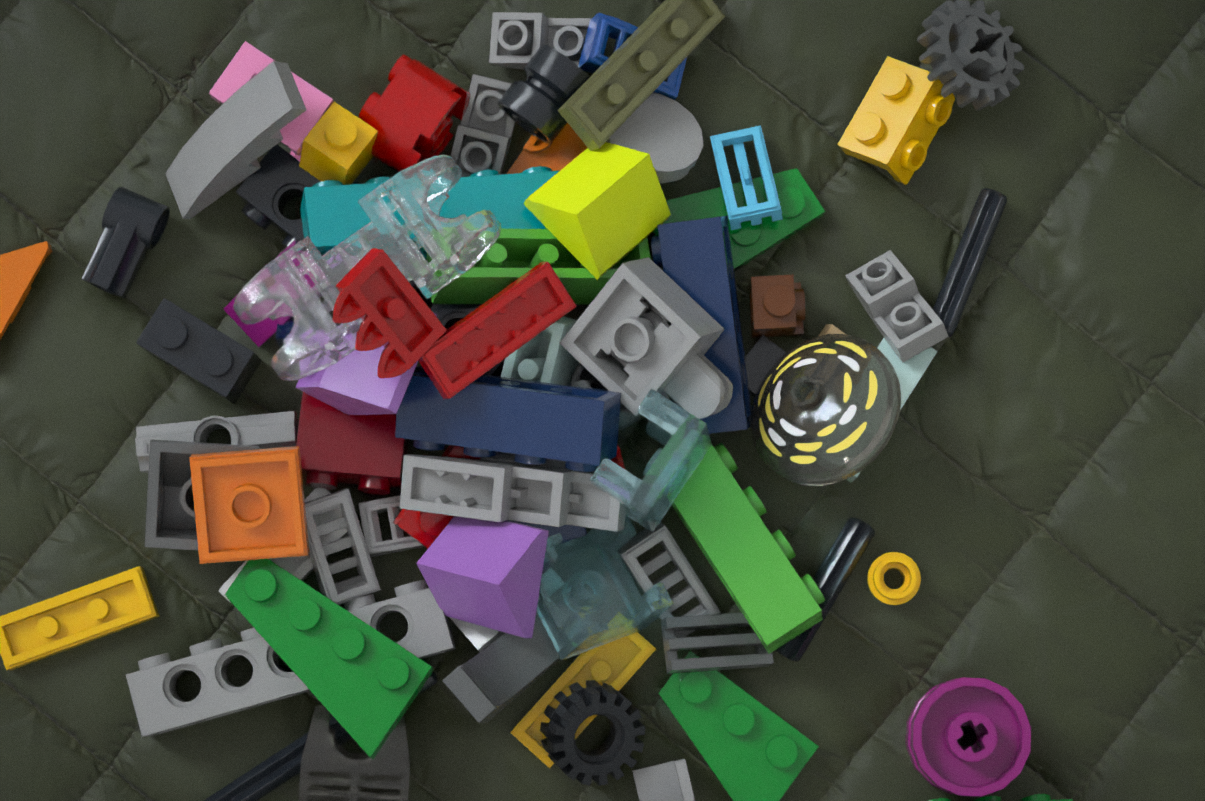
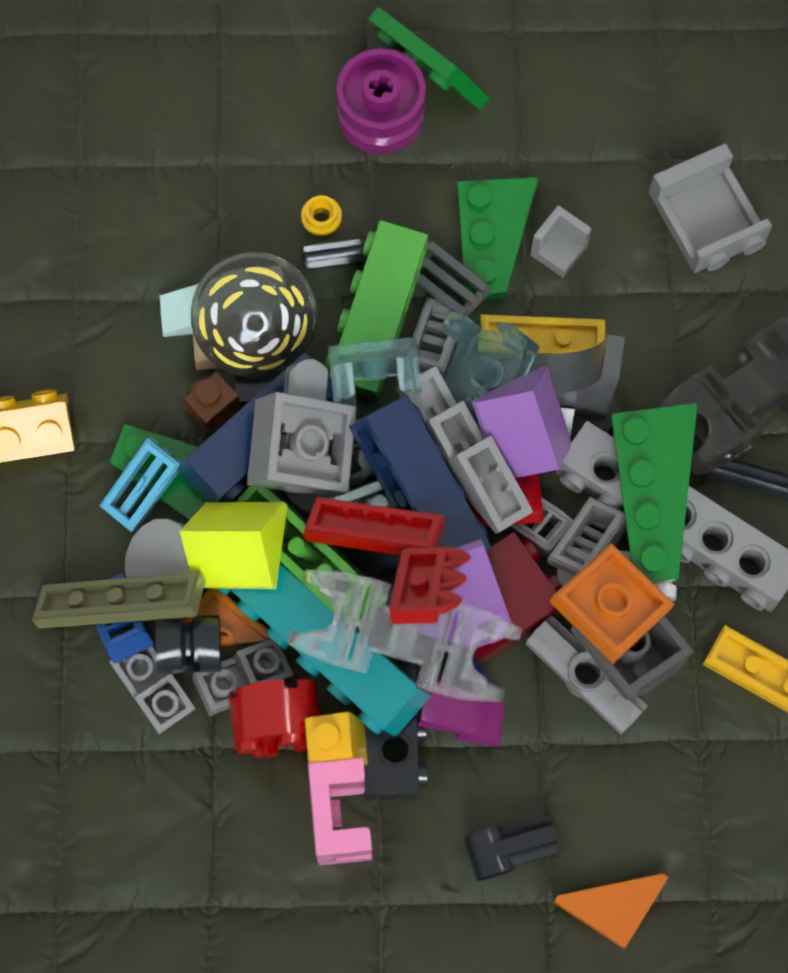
camera: 135 degrees left, 10 degrees down
(199, 351) = (540, 733): black brick -> none
(233, 138) = (386, 811): light grey slope -> none
(612, 753) = (559, 320): black tyre -> none
(896, 306) = (151, 336): light grey slope -> none
(969, 258) = (88, 319): black axle -> none

